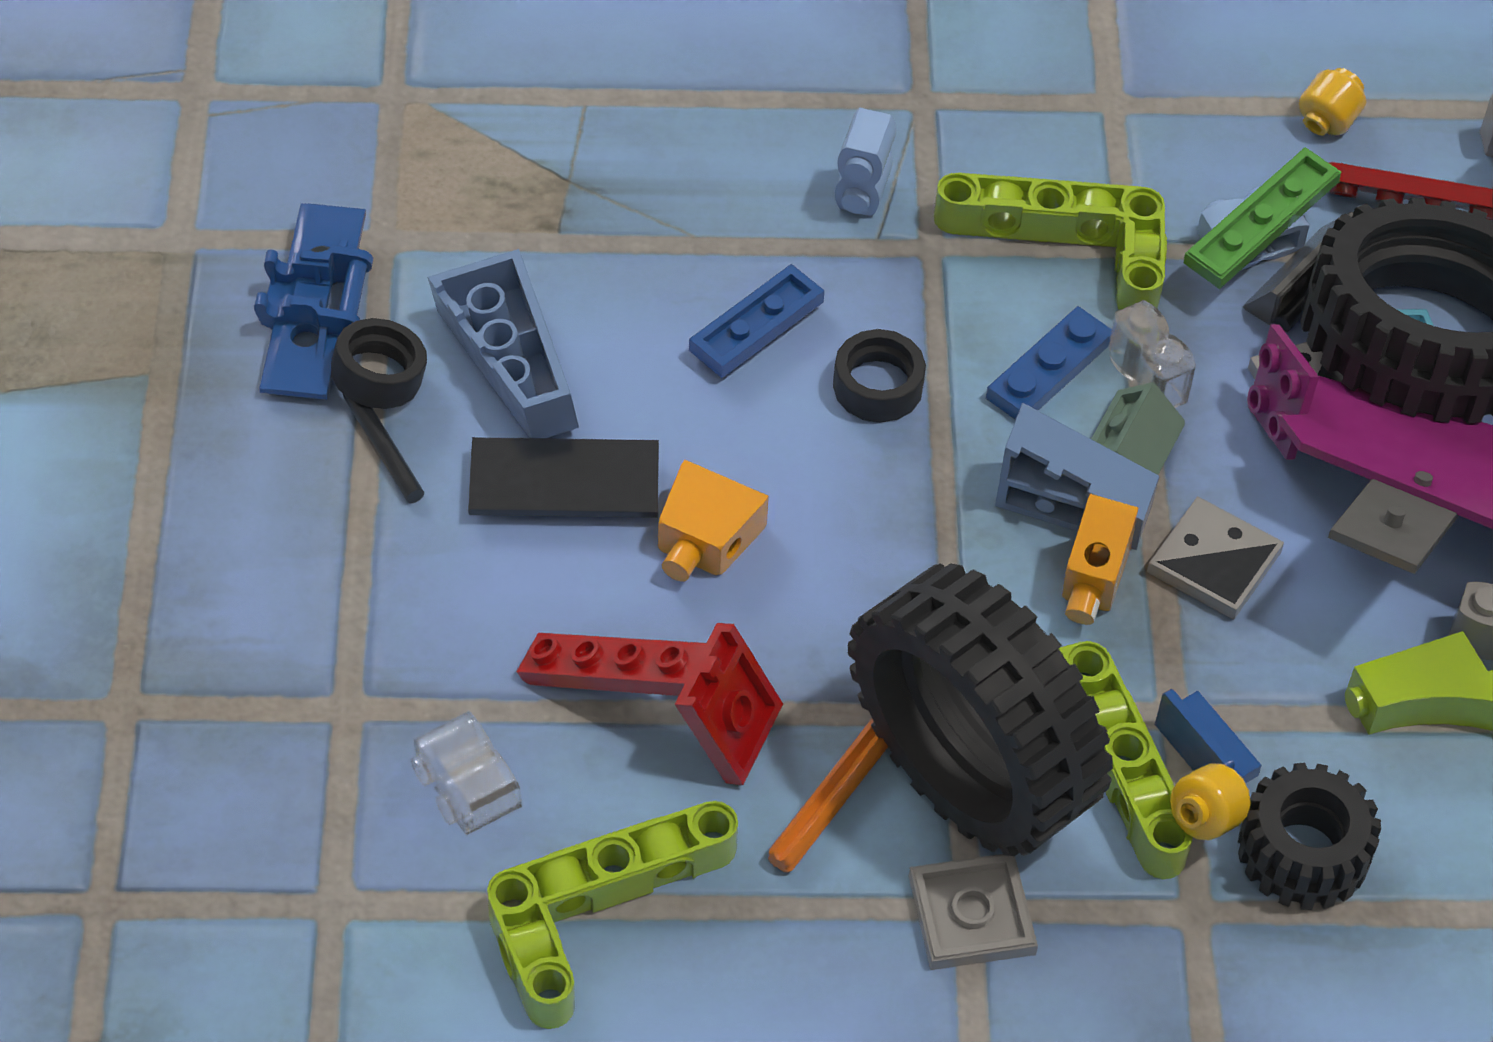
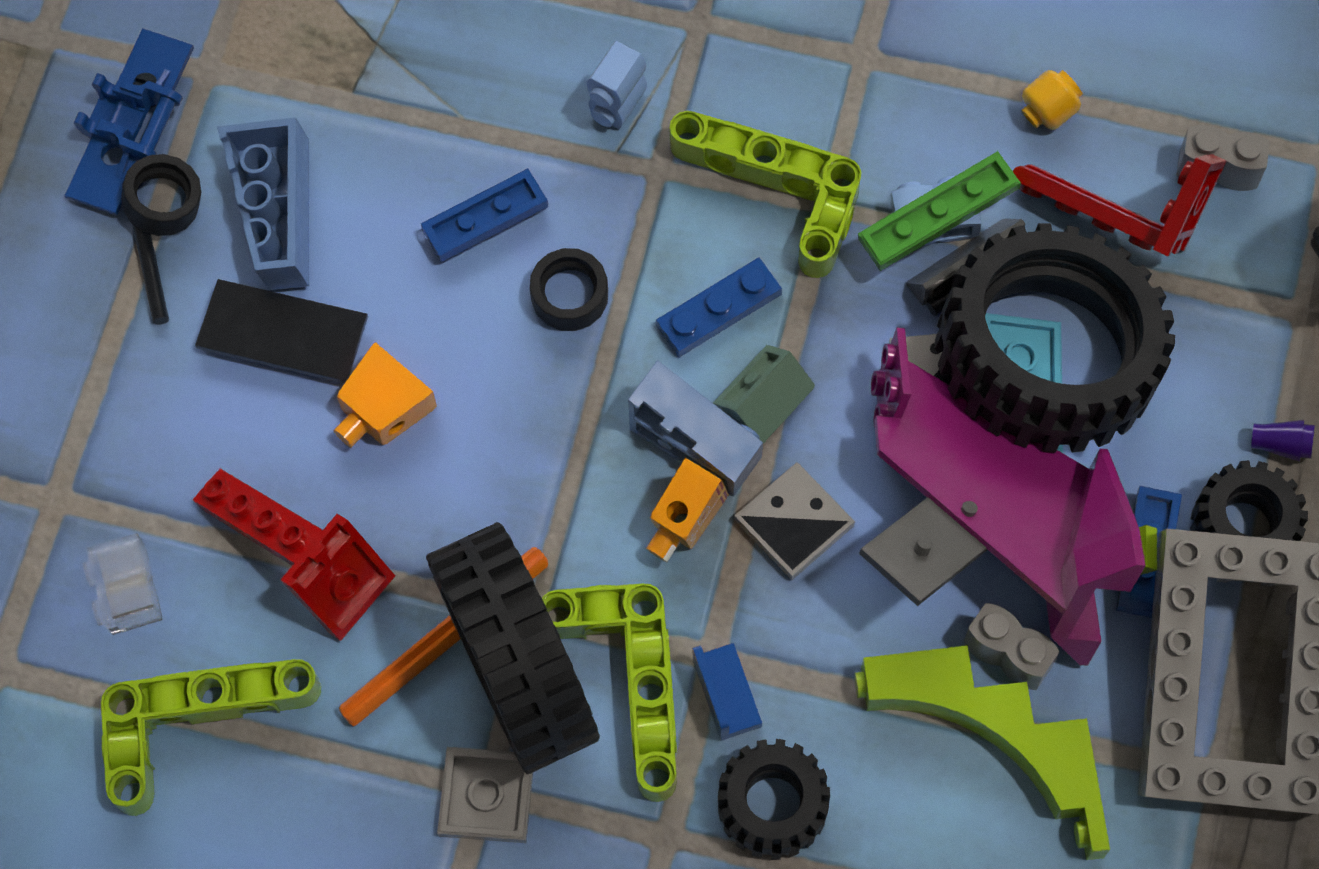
camera: 20 degrees right, 15 degrees up
(1149, 353) = (801, 321): clear brick -> none
(1210, 801) = (693, 757): yellow head -> none

